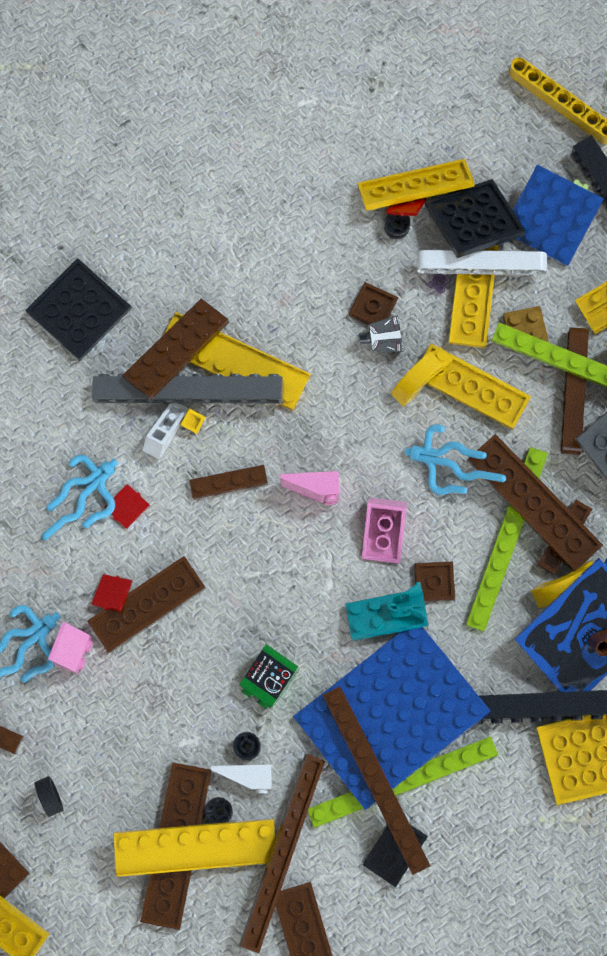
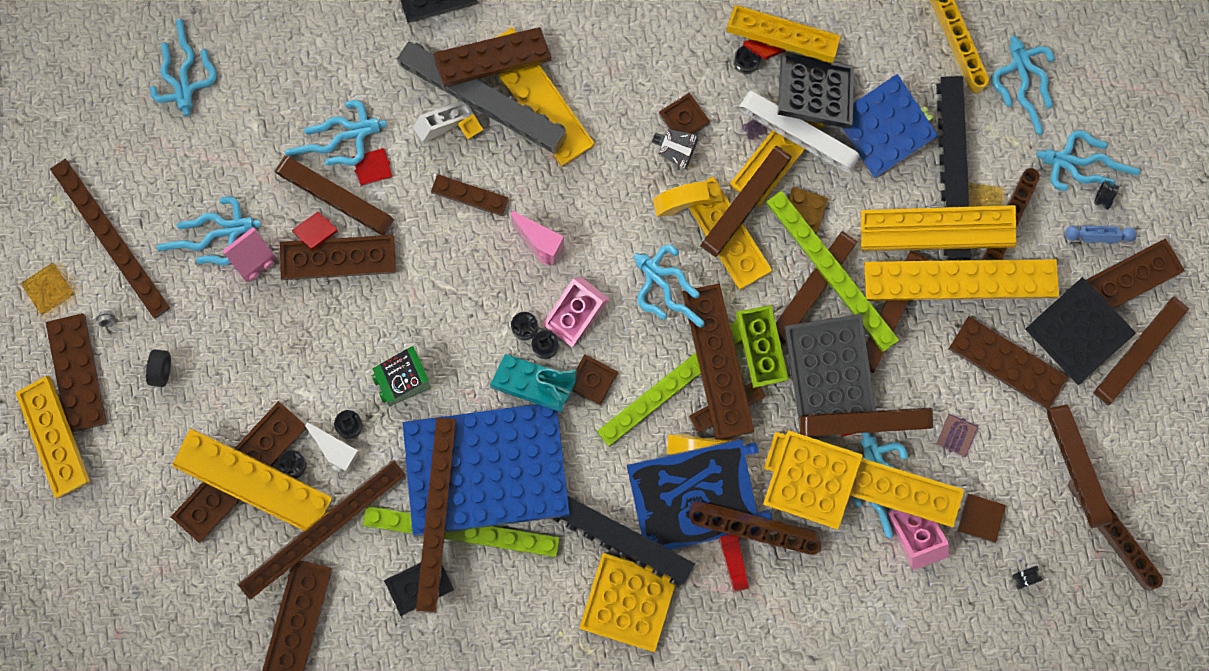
camera: 25 degrees right, 0 degrees up
(110, 551) = (334, 195): none -> reddish brown beam
(341, 575) = (530, 320): none -> black wheel
(369, 580) = (549, 351): none -> black wheel
(473, 349) = (745, 201): none -> reddish brown beam
(566, 466) = (762, 346): none -> lime slope

